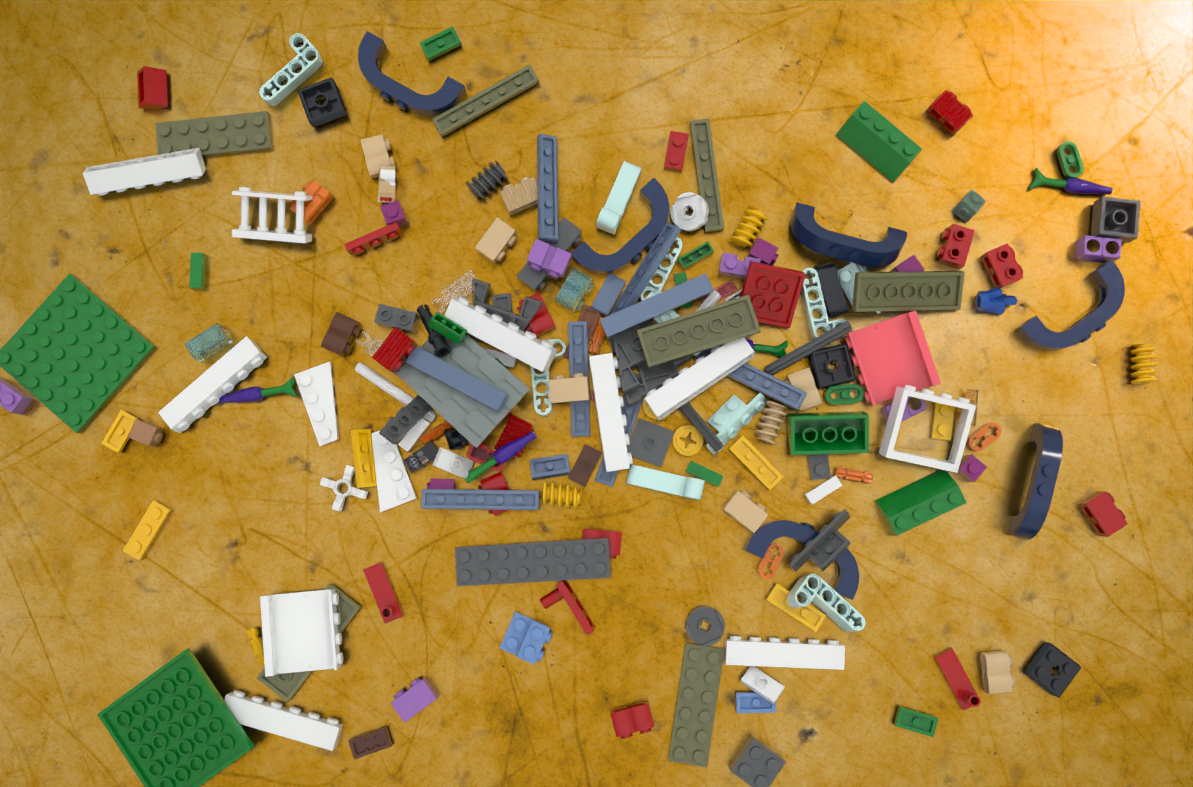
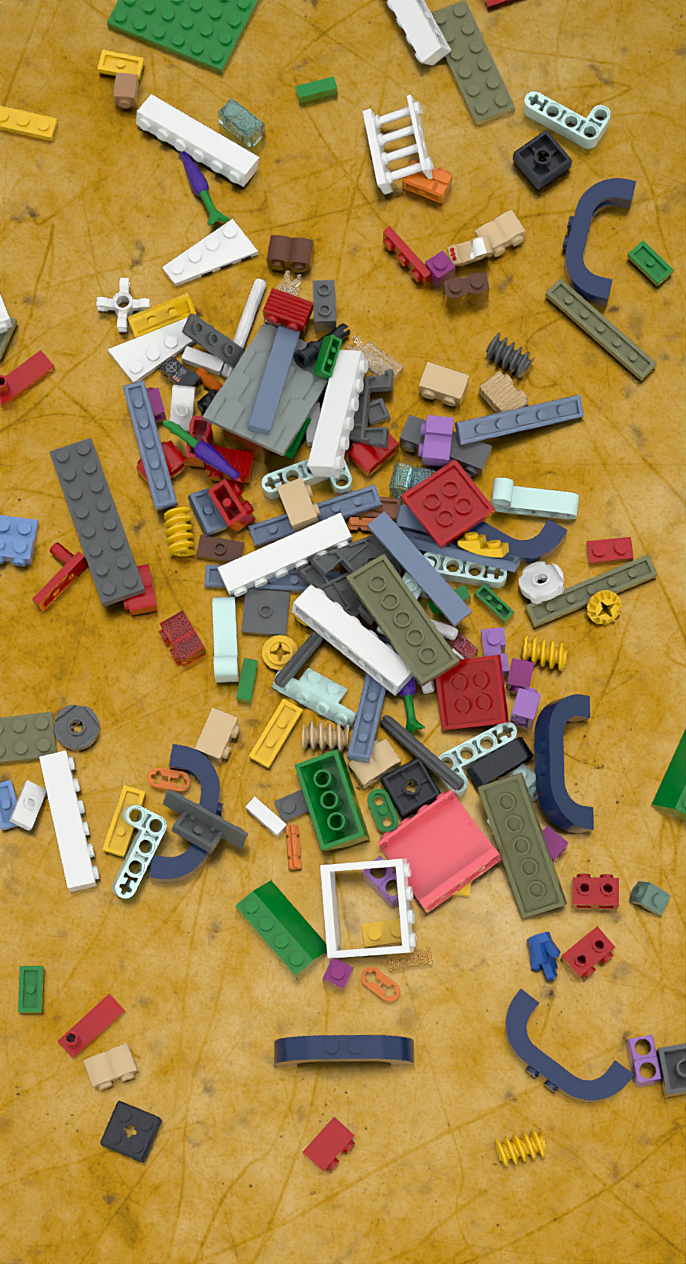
camera: 75 degrees right, 10 degrees down
(418, 201) = (461, 290): none -> reddish brown brick
(551, 445) = (231, 504): none -> red brick
(606, 266) = (447, 504): none -> red plate
(647, 253) = (477, 544): none -> yellow slope
(653, 517) = (182, 637): none -> clear red brick
(719, 163) = (595, 611): none -> yellow gear
(794, 254) = (525, 708): none -> medium lavender brick

